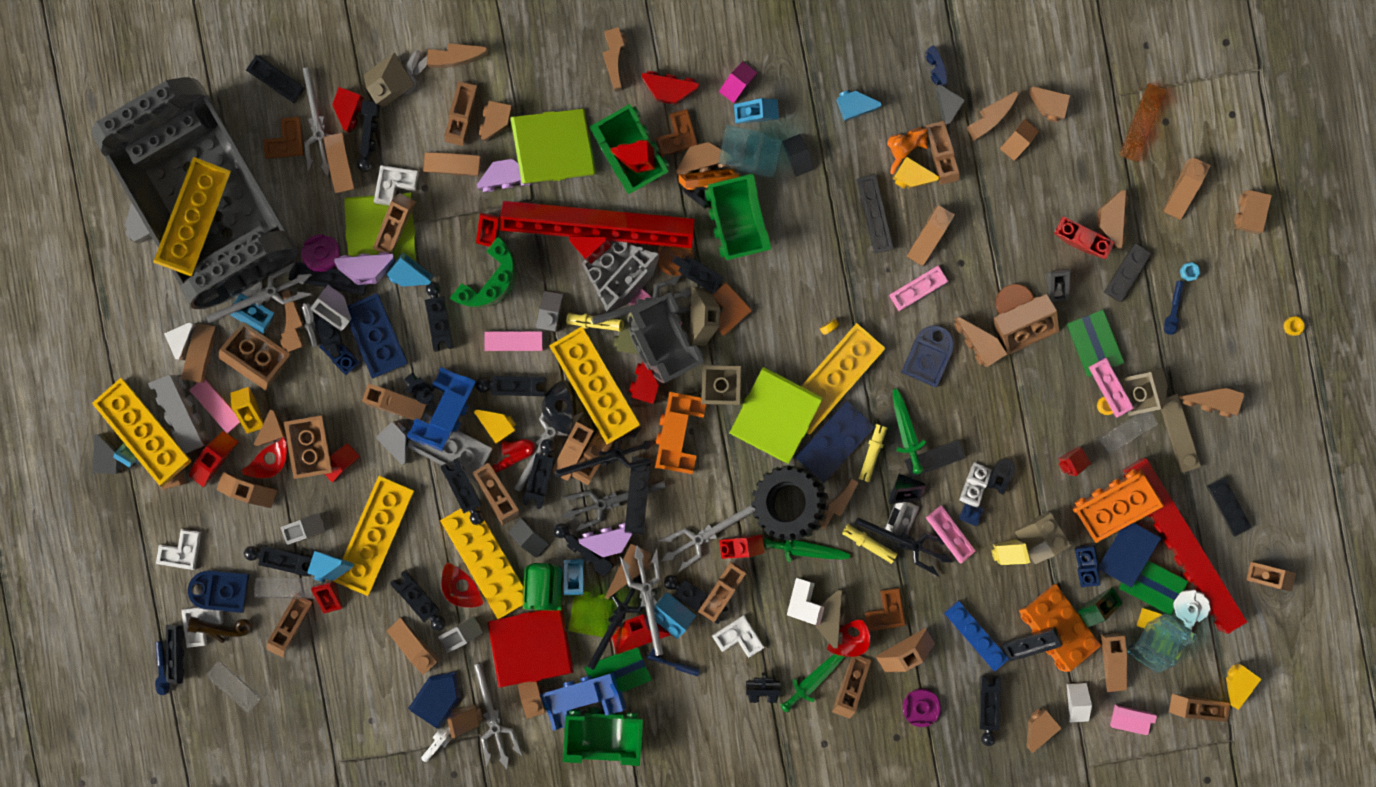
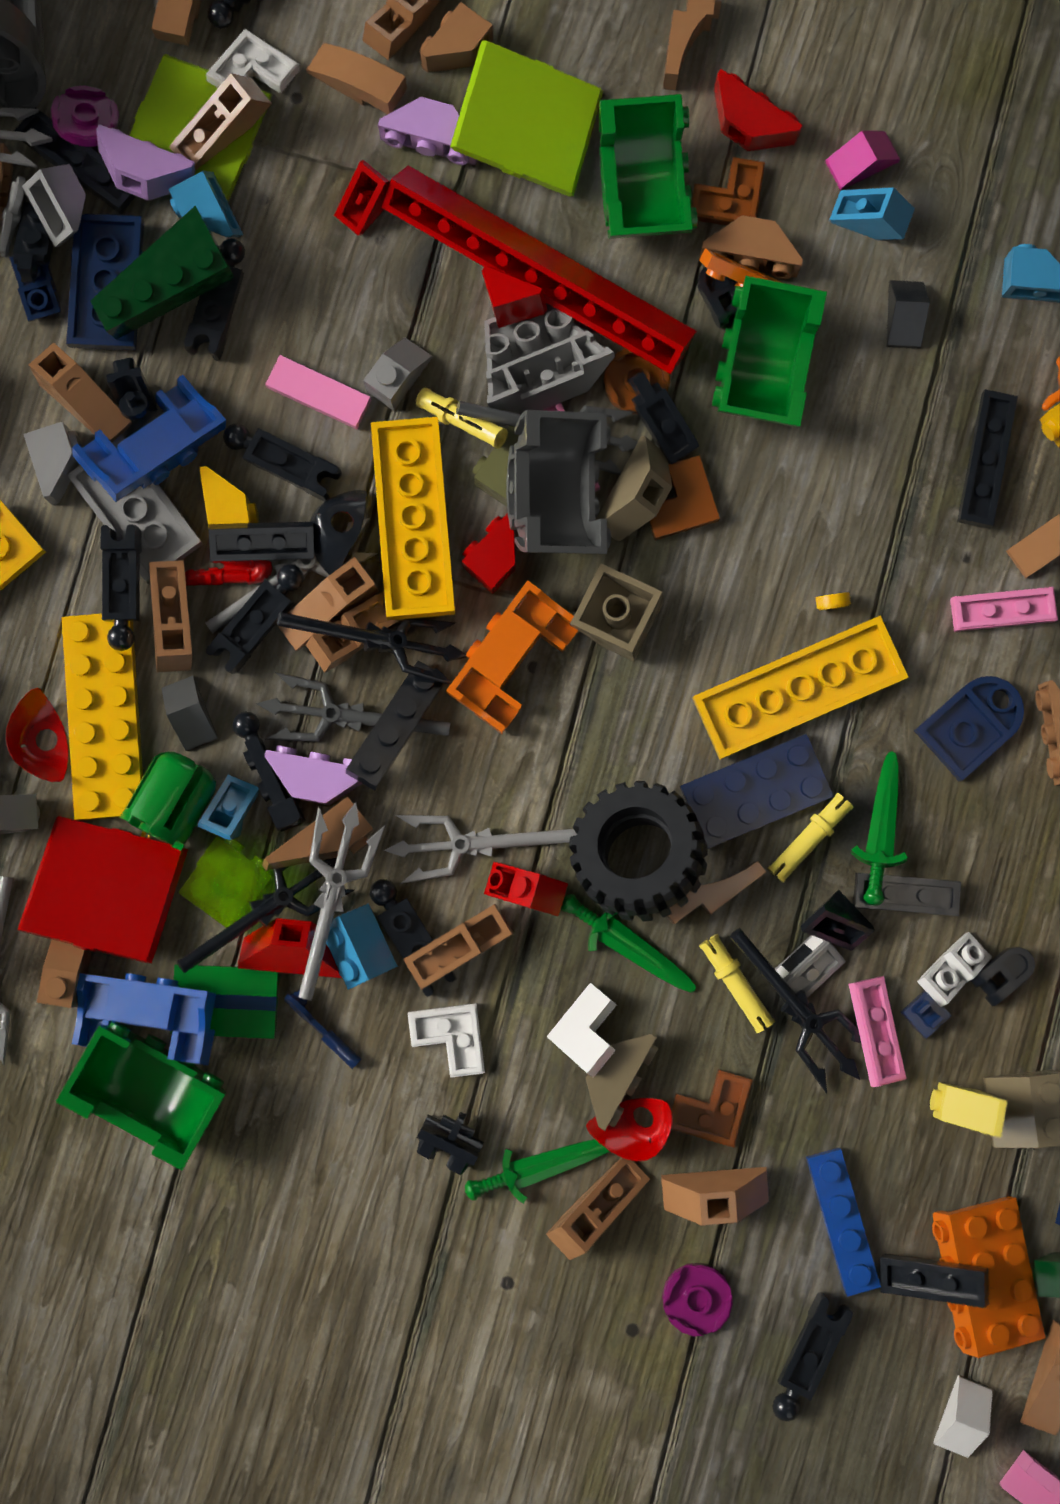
camera: 20 degrees right, 5 degrees down
(411, 317) = (163, 277): none -> dark green wedge
(497, 286) = (332, 286): green cylinder -> none
(524, 435) = (261, 541): none -> black plate
(637, 156) = (650, 186): red slope -> none
(750, 151) = (834, 260): clear light blue bracket -> none
(775, 415) = (681, 701): lime piece -> none
(1040, 729) = (881, 1433): medium nougat slope -> none

